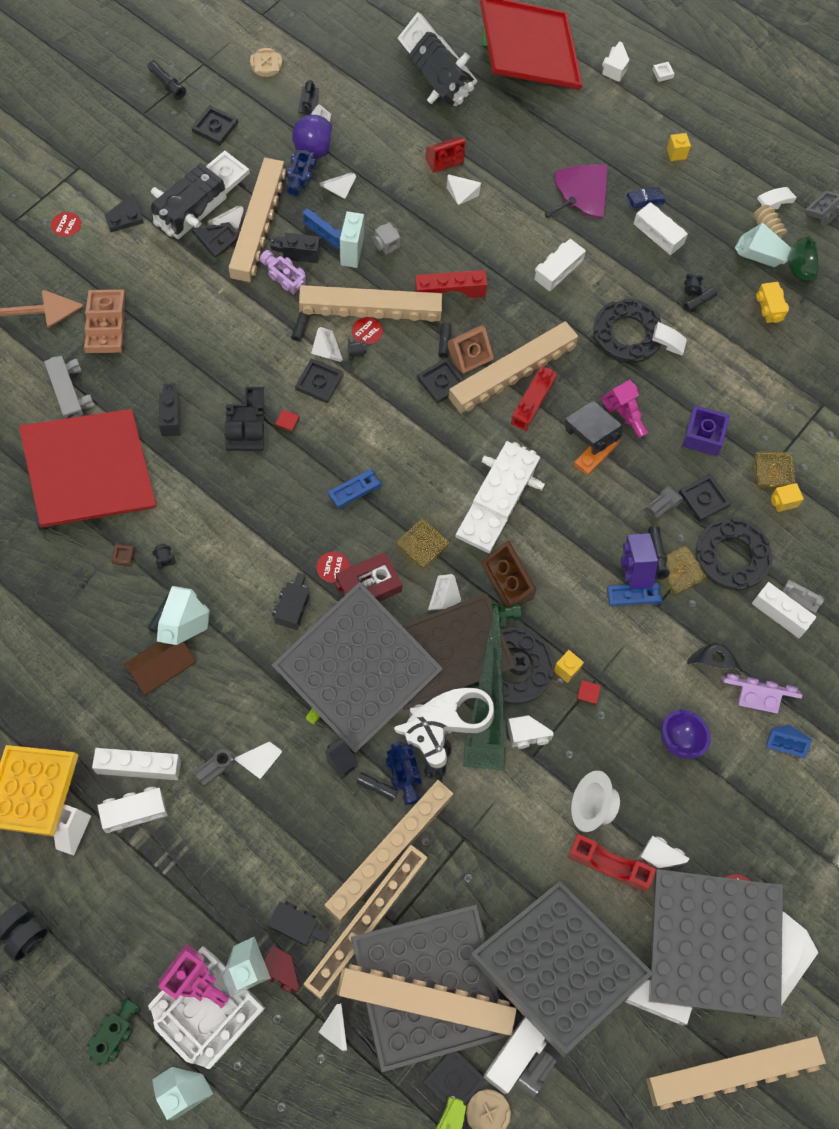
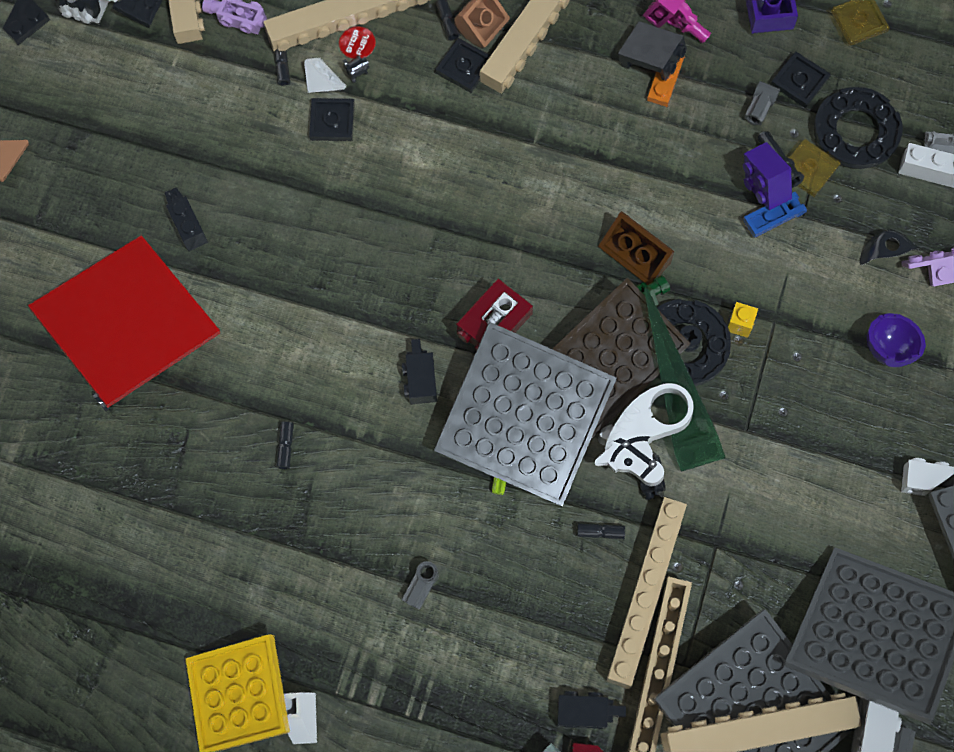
camera: 15 degrees left, 5 degrees up
(64, 389) = (43, 231): light grey brick -> none
(104, 321) = (62, 149): nougat slope -> none
(123, 555) = (210, 399): reddish brown tile -> none
(132, 809) = (356, 667): white brick -> none
(136, 764) = (337, 617): white brick -> none
(159, 665) = (308, 499): reddish brown slope -> none
(163, 556) = (256, 382): black brick -> none
(182, 617) = (312, 439): light aqua slope -> none
(246, 422) = (275, 198): black plate -> none
(259, 759) = (463, 555): white sticker -> none
(287, 421) = (318, 178): red tile -> none
(330, 564) = (442, 317): red sticker -> none
(341, 758) = (551, 518): black slope -> none
(354, 489) = (427, 223): blue plate -> none
(405, 771) = (623, 502): clear blue brick -> none
(422, 543) = (527, 252): clear yellow plate -> none
(445, 593) = (576, 296): white slope -> none
(499, 495) = (587, 166): white piece -> none
(527, 731) = (731, 405): white slope -> none
(533, 398) = (573, 45): red brick -> none
(588, 692) = (774, 338): red tile -> none
(594, 802) = (834, 450): white hose -> none
(623, 870) = (861, 507): red arch -> none
(786, 497) = (886, 44): yellow brick -> none

